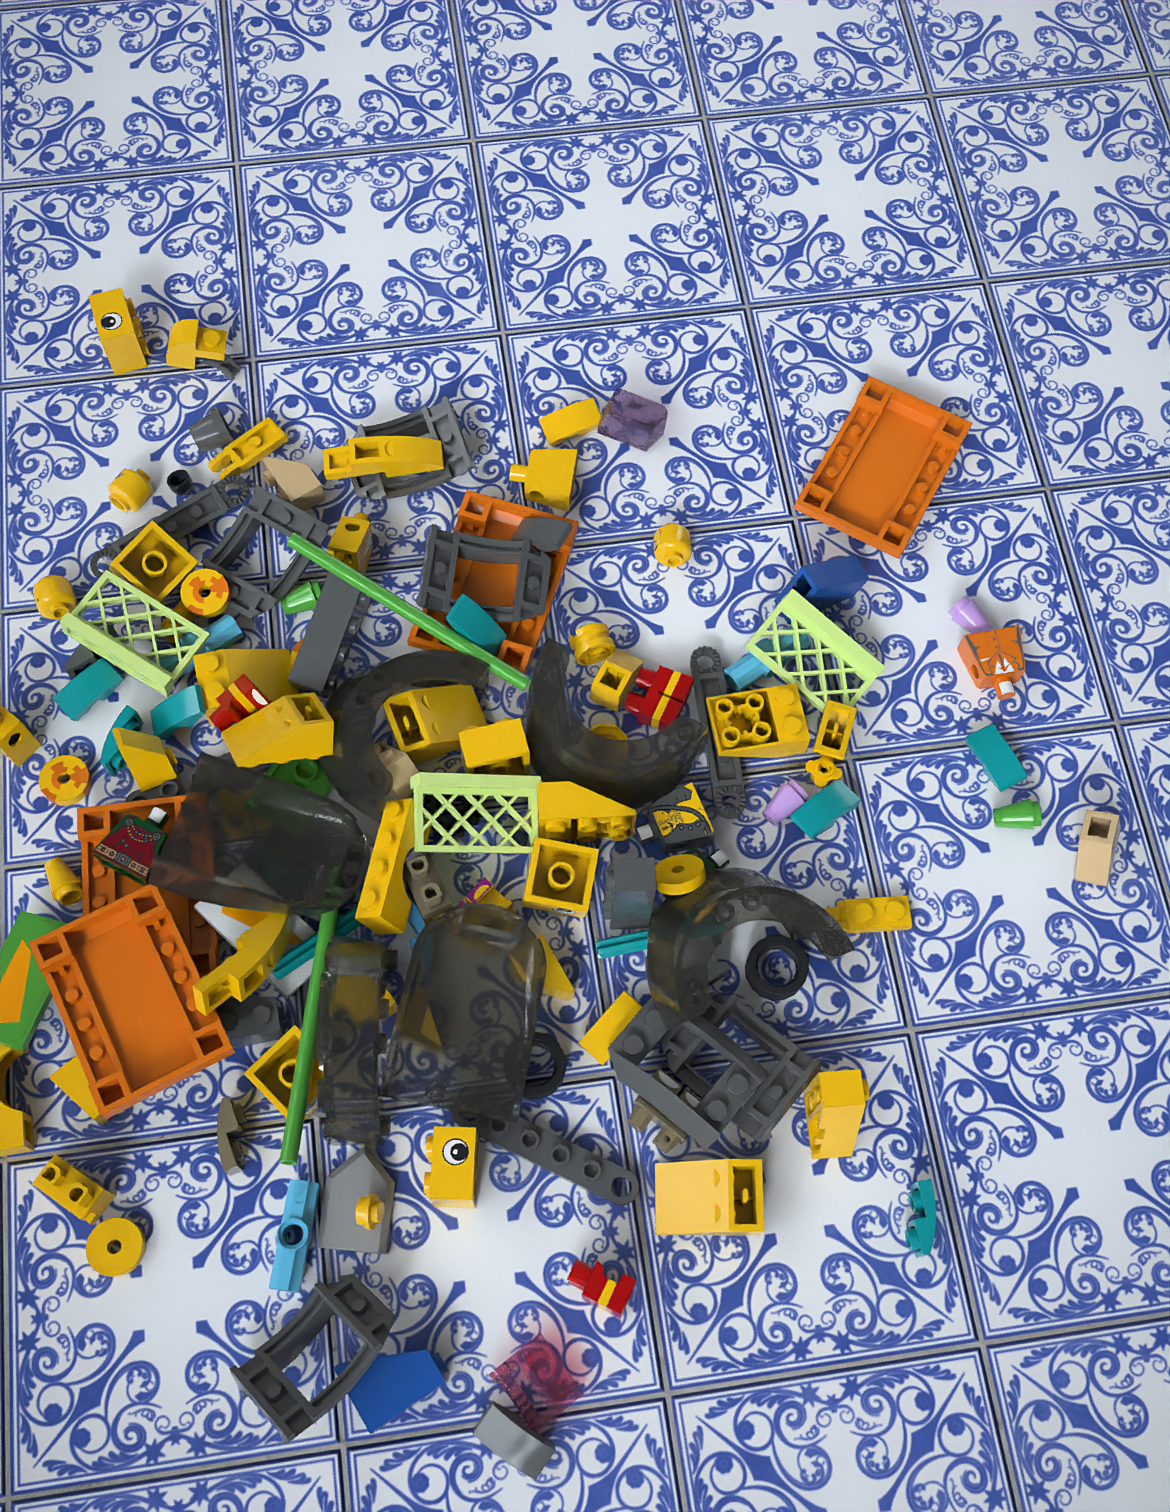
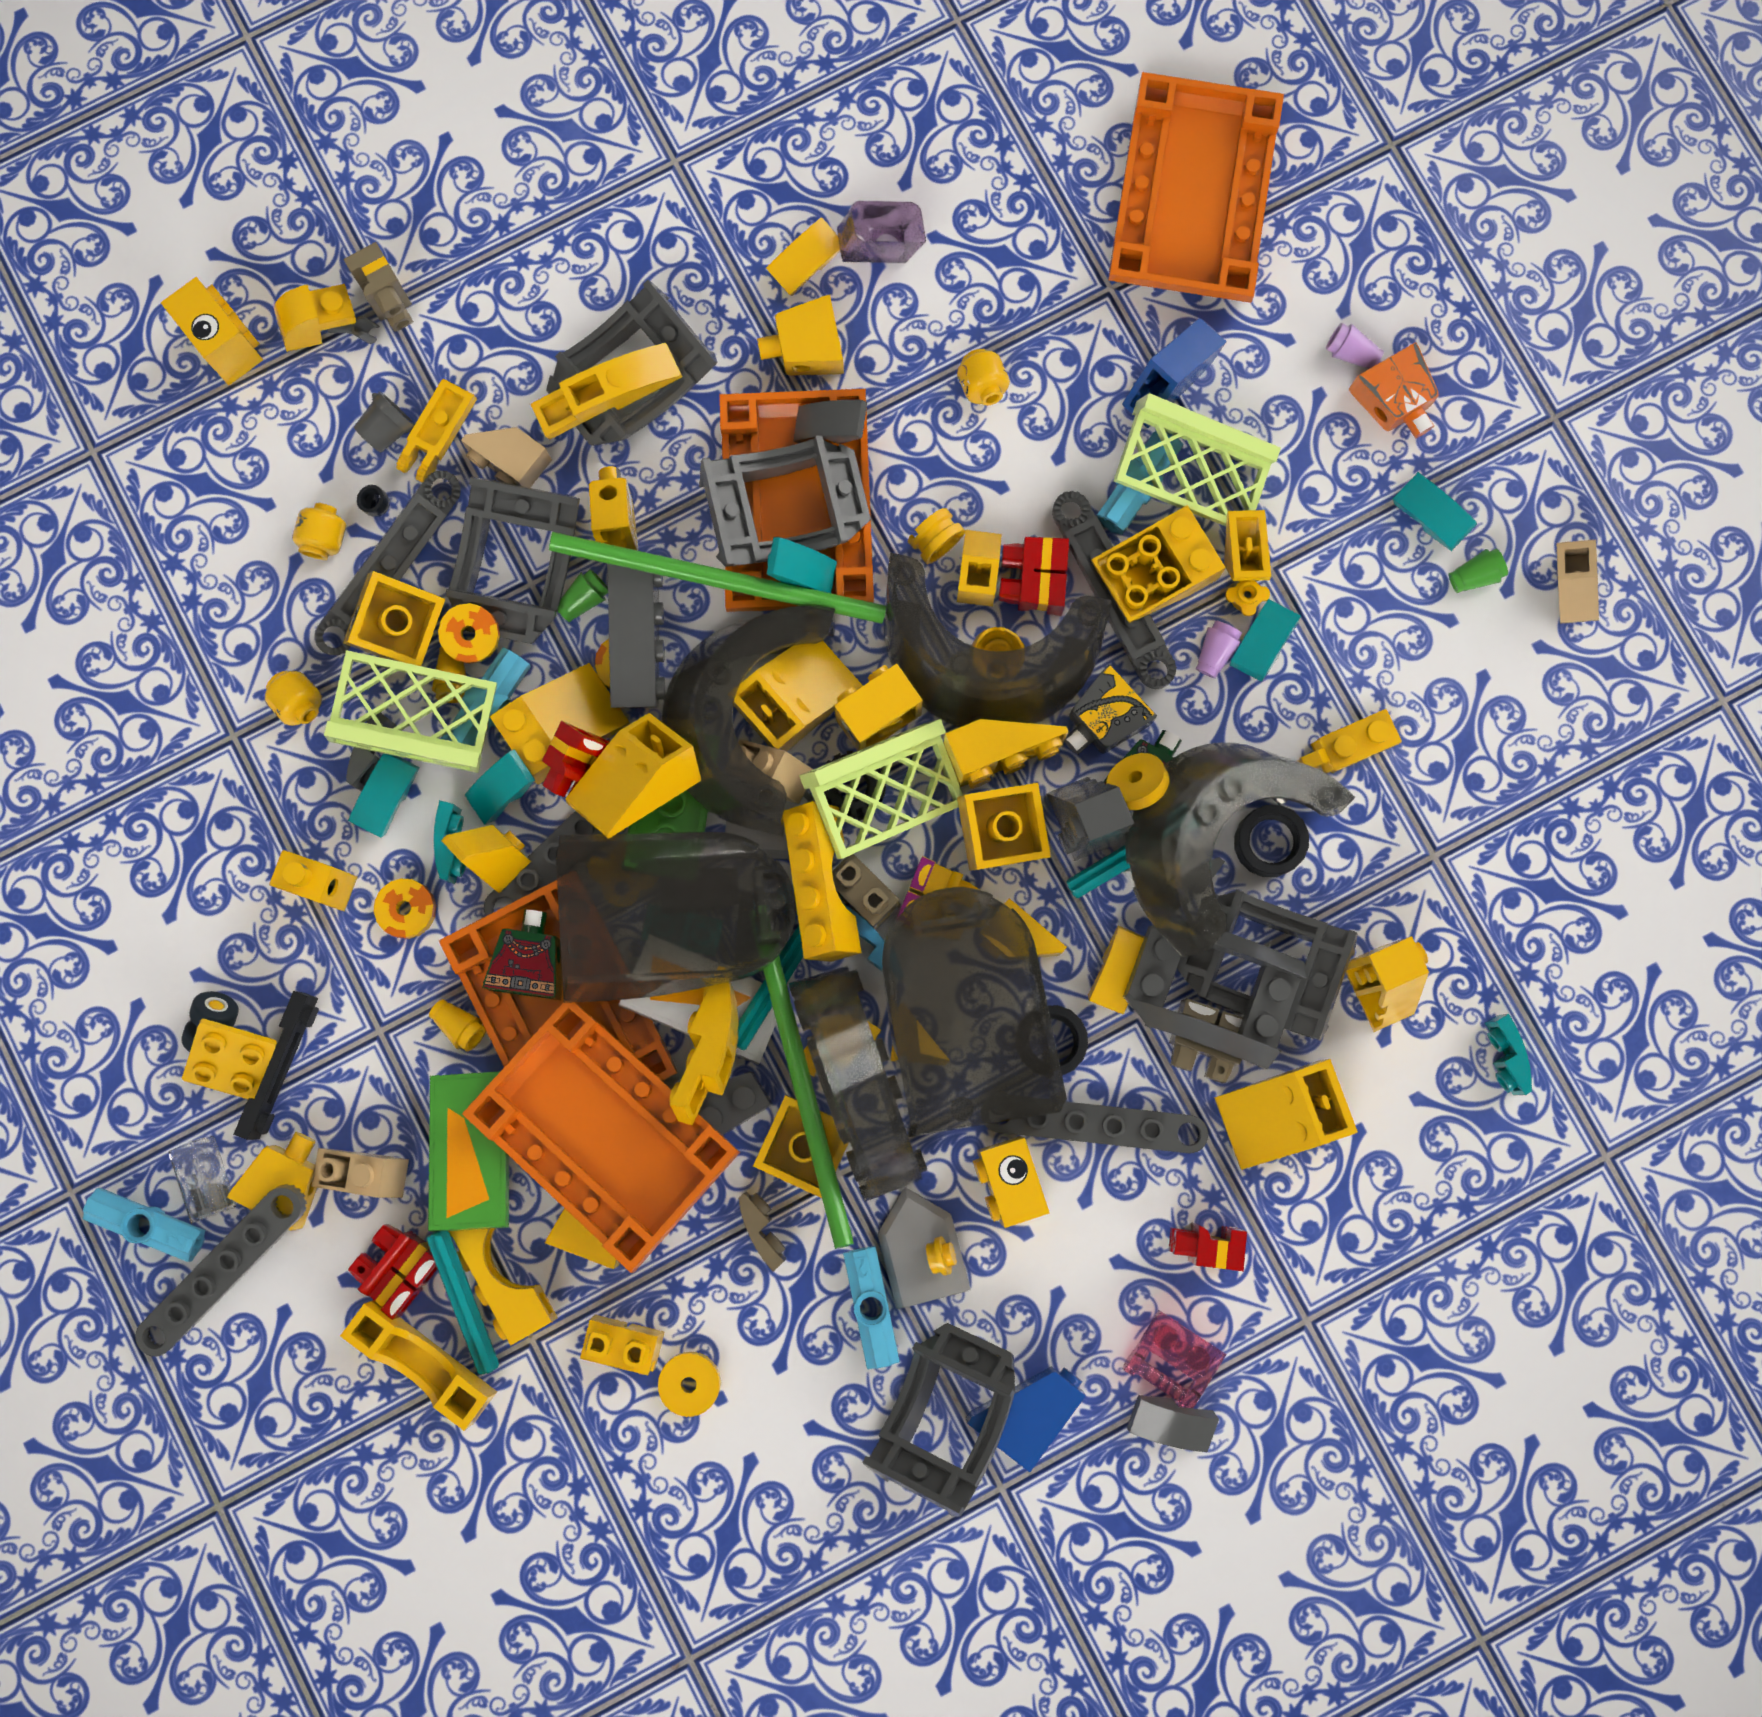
camera: 15 degrees left, 15 degrees up
(252, 340) = (380, 286): none -> dark tan hips

